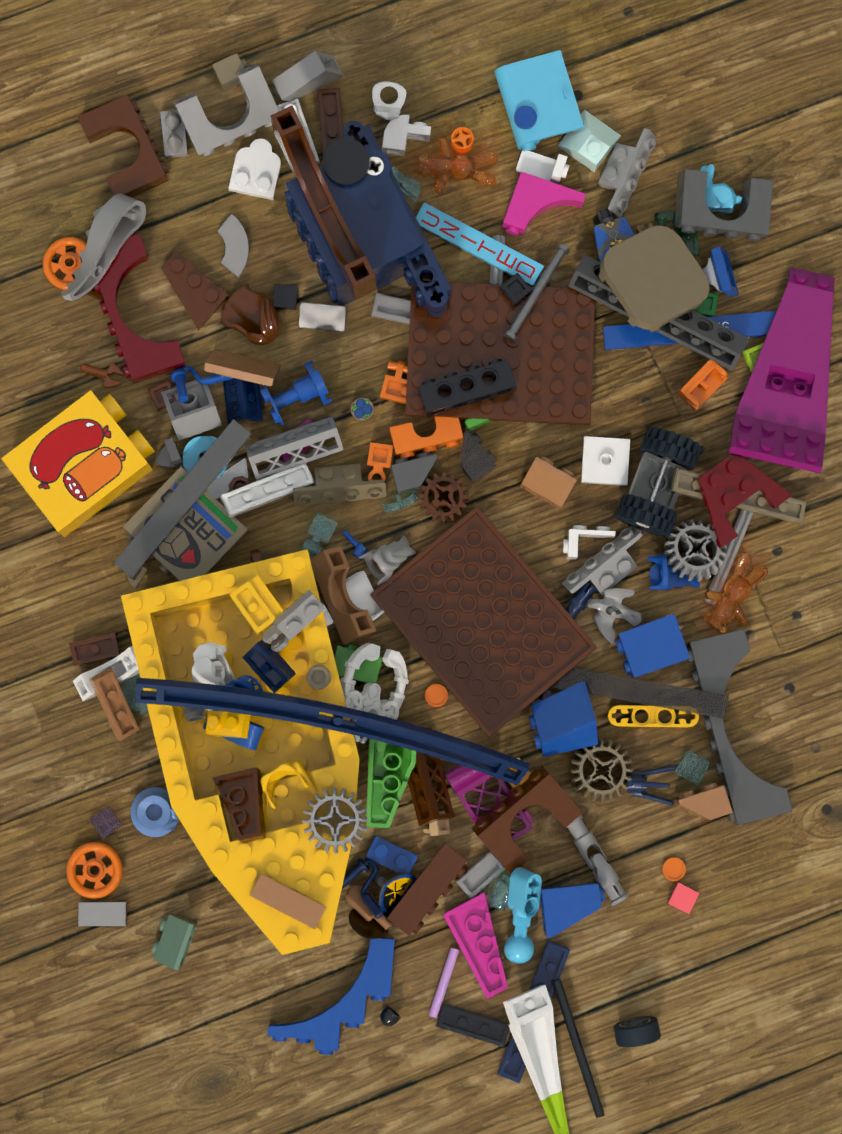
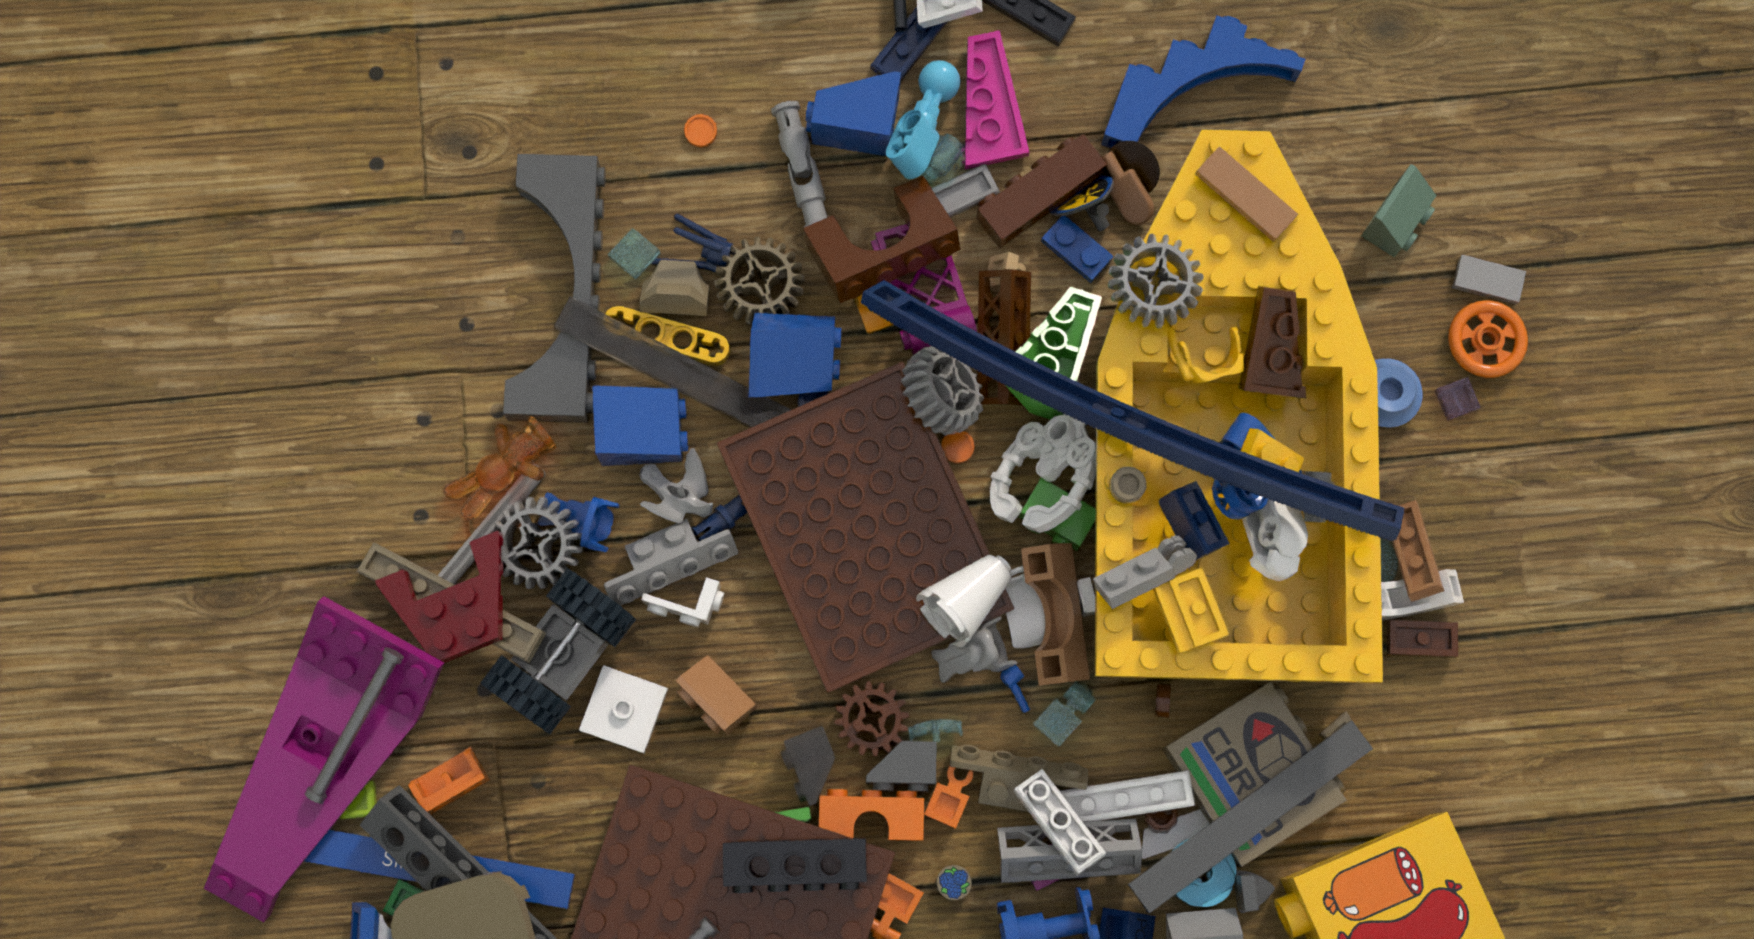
camera: 165 degrees left, 5 degrees down
(293, 450) = (1072, 839): none -> white tile
(366, 897) = (1127, 201): dark blue piece -> none
(389, 1016) = (1134, 45): black hinge -> none
(403, 589) = (965, 598): none -> white cone
(443, 983) = (1050, 70): lavender piece -> none
(457, 718) = (942, 391): none -> light grey gear
(656, 748) = (675, 289): none -> dark tan slope
(683, 898) = (699, 89): coral tile -> none
(706, 804) = (632, 197): medium nougat slope -> none
(762, 443) = (317, 791): none -> flat silver bar

